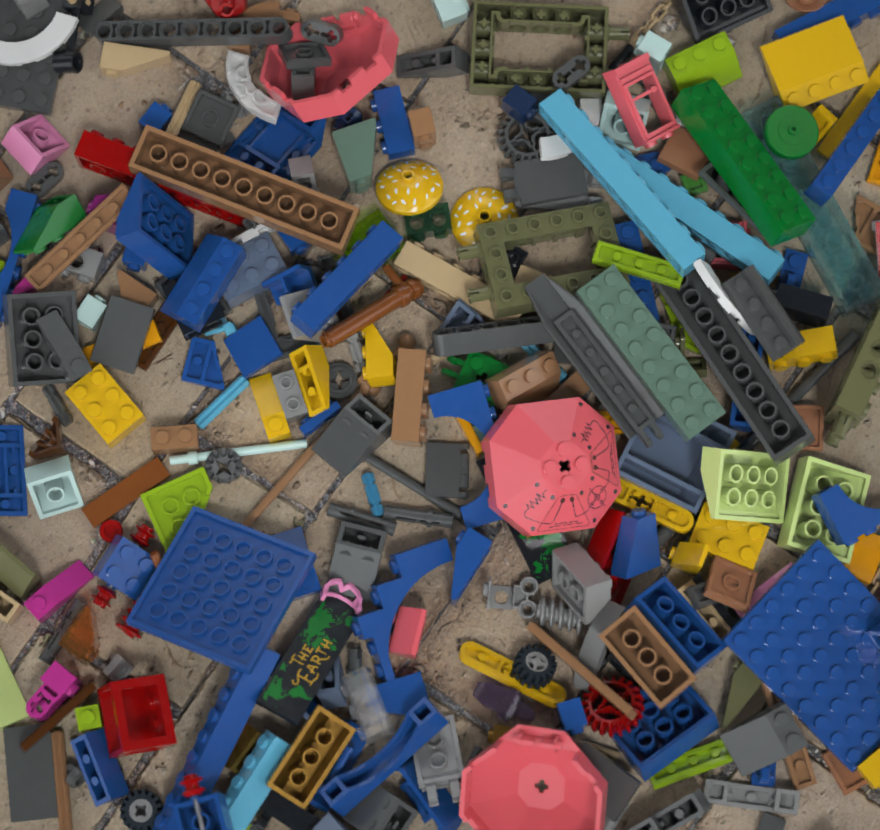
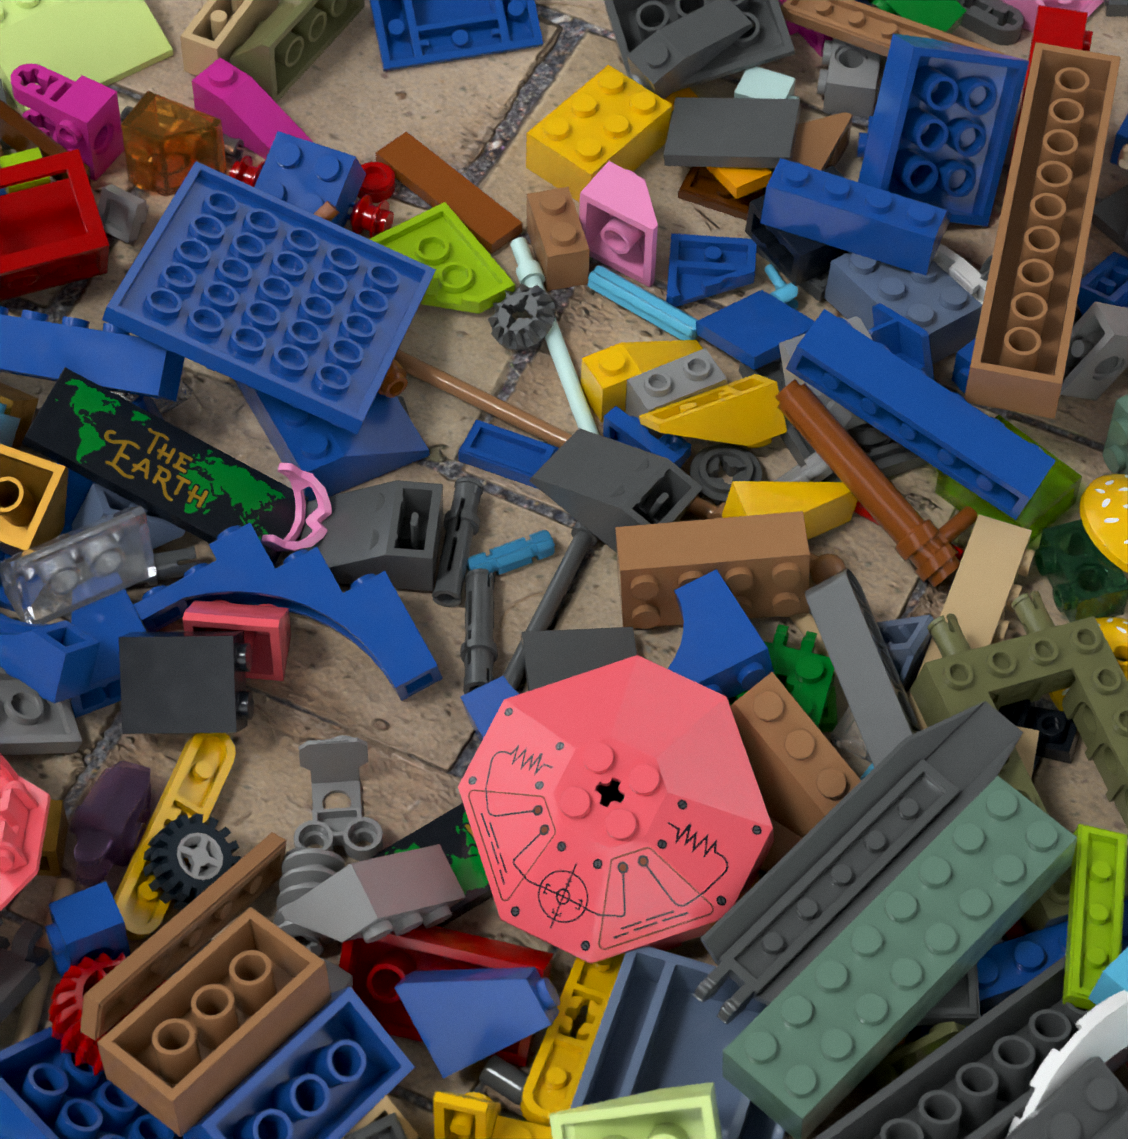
camera: 80 degrees right, 25 degrees down
(50, 443) = (519, 77): reddish brown slope -> none
(53, 487) = (438, 87): light aqua slope -> none
(57, 405) = (565, 89): dark grey axle -> none
(177, 403) = (620, 222): none -> bright pink slope
(308, 486) = (504, 452): none -> blue tile
(442, 658) = (185, 682): none -> black brick
(470, 554) = (394, 707): blue slope -> none

